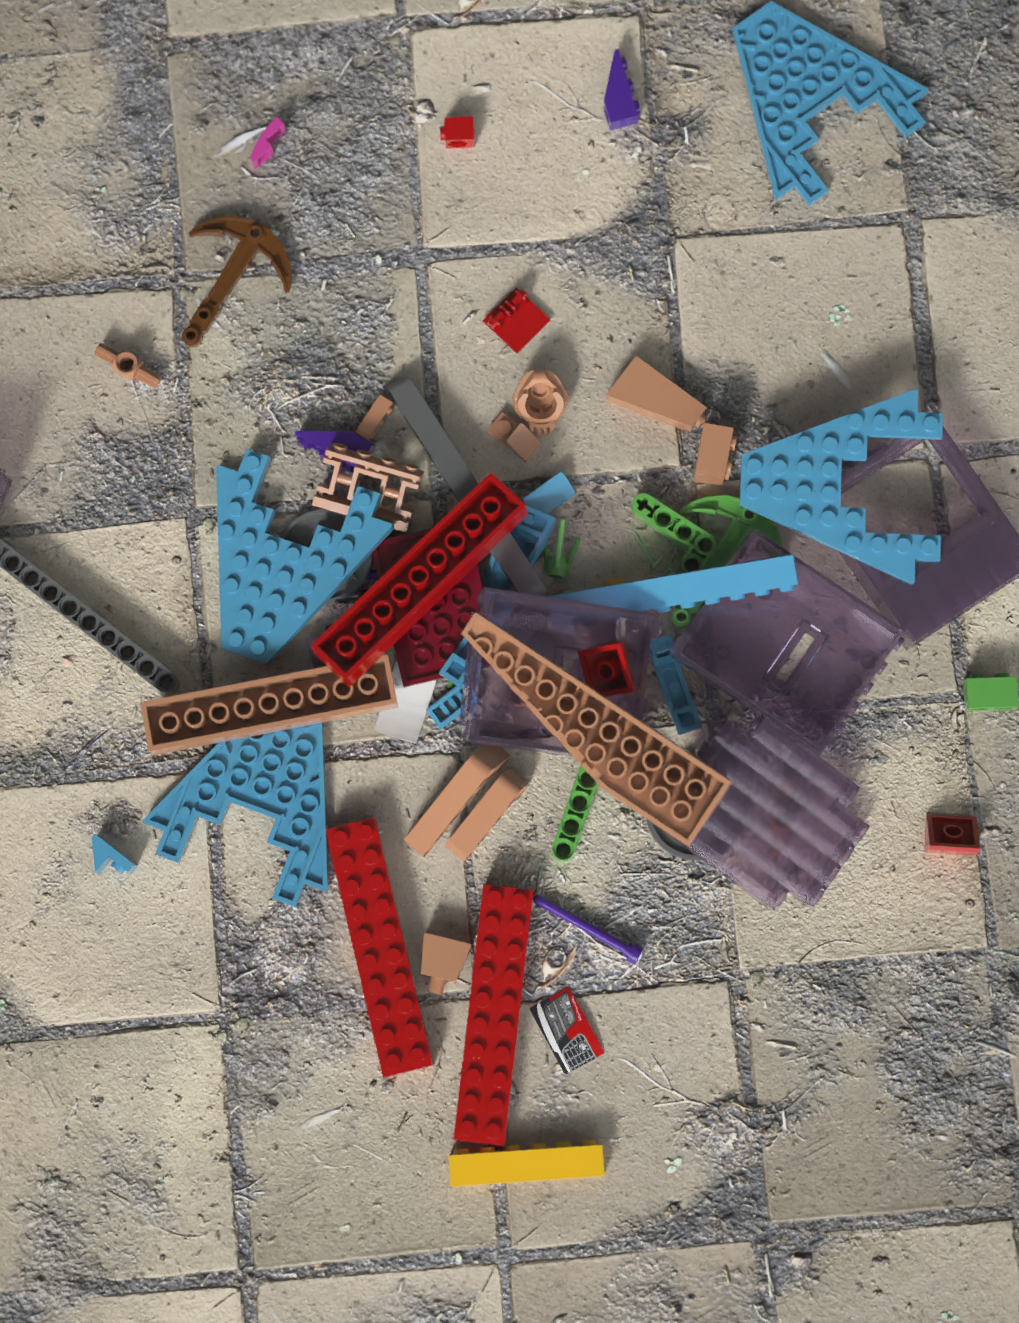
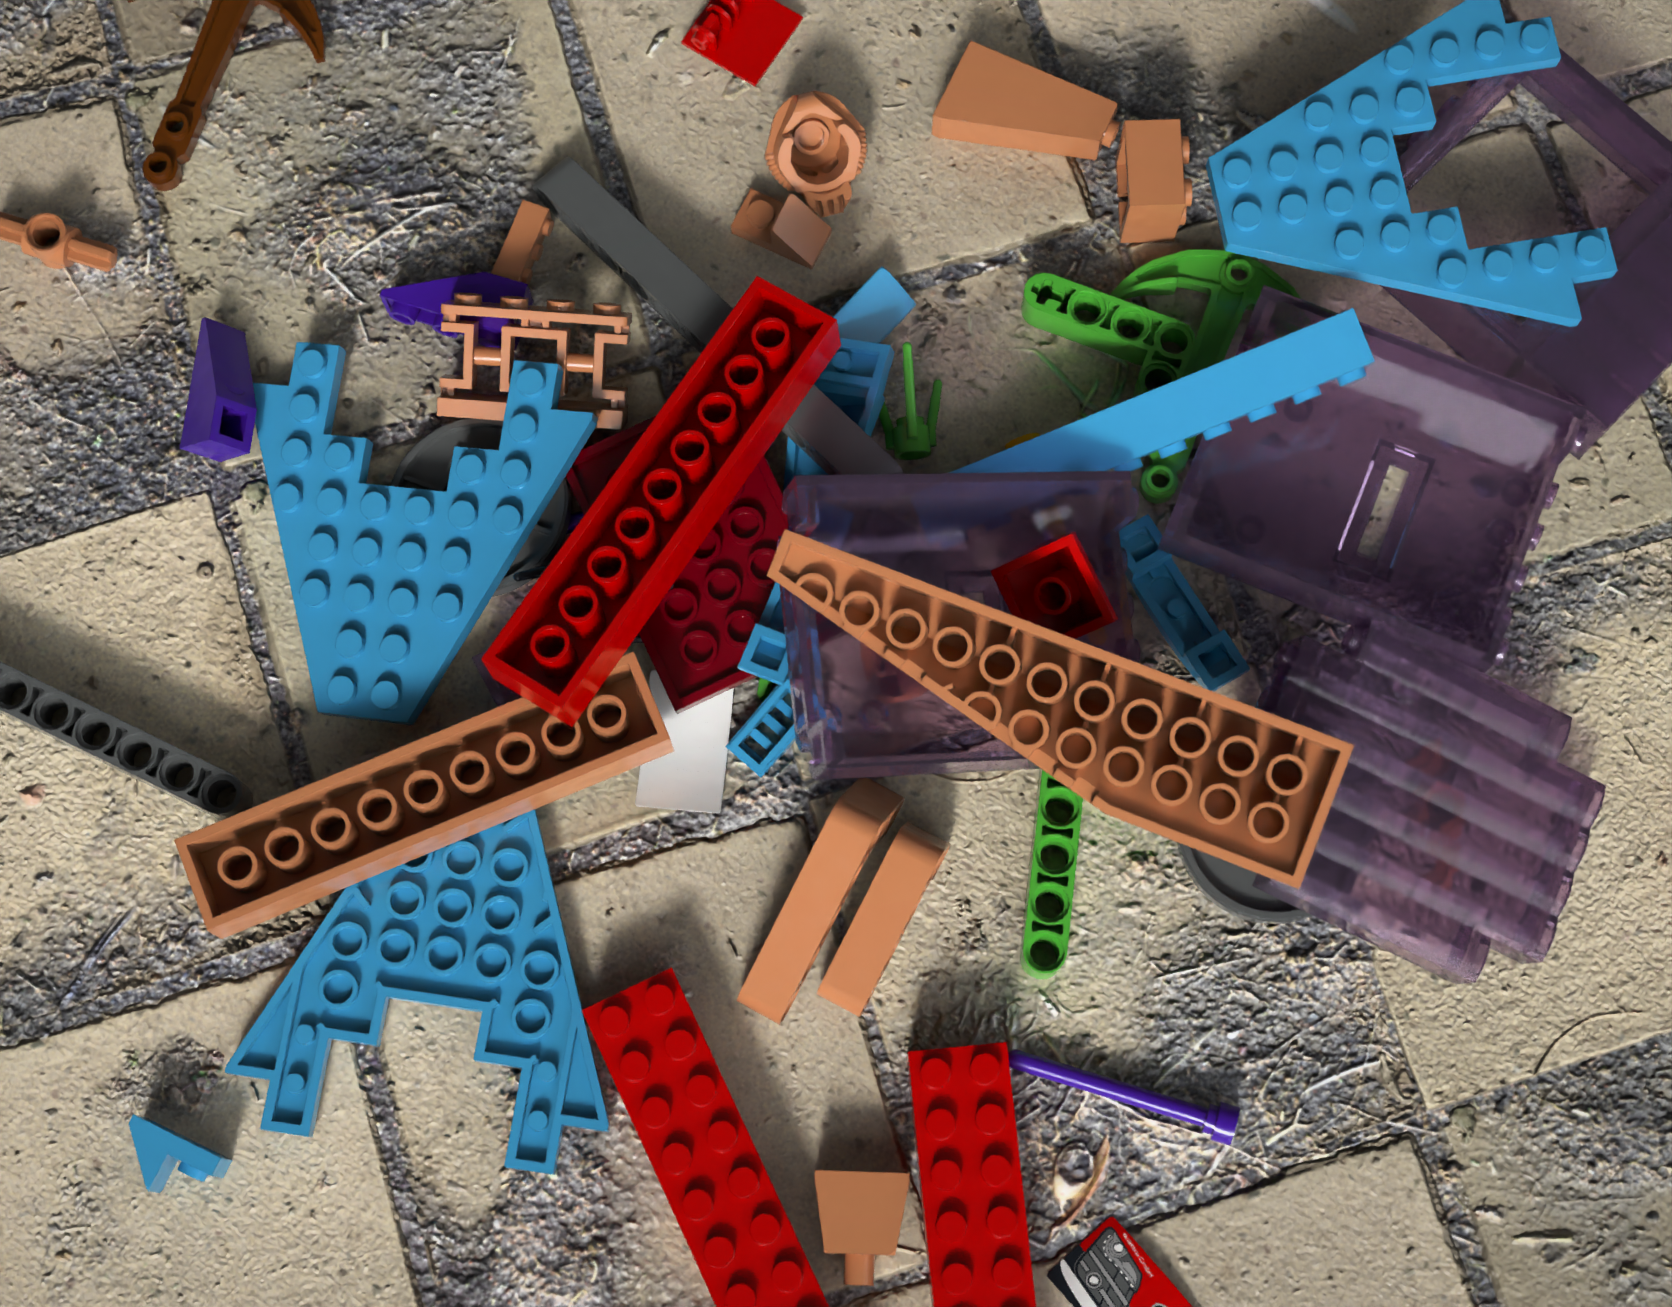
camera: 15 degrees left, 5 degrees down
(202, 469) = (220, 395): none -> dark purple slope

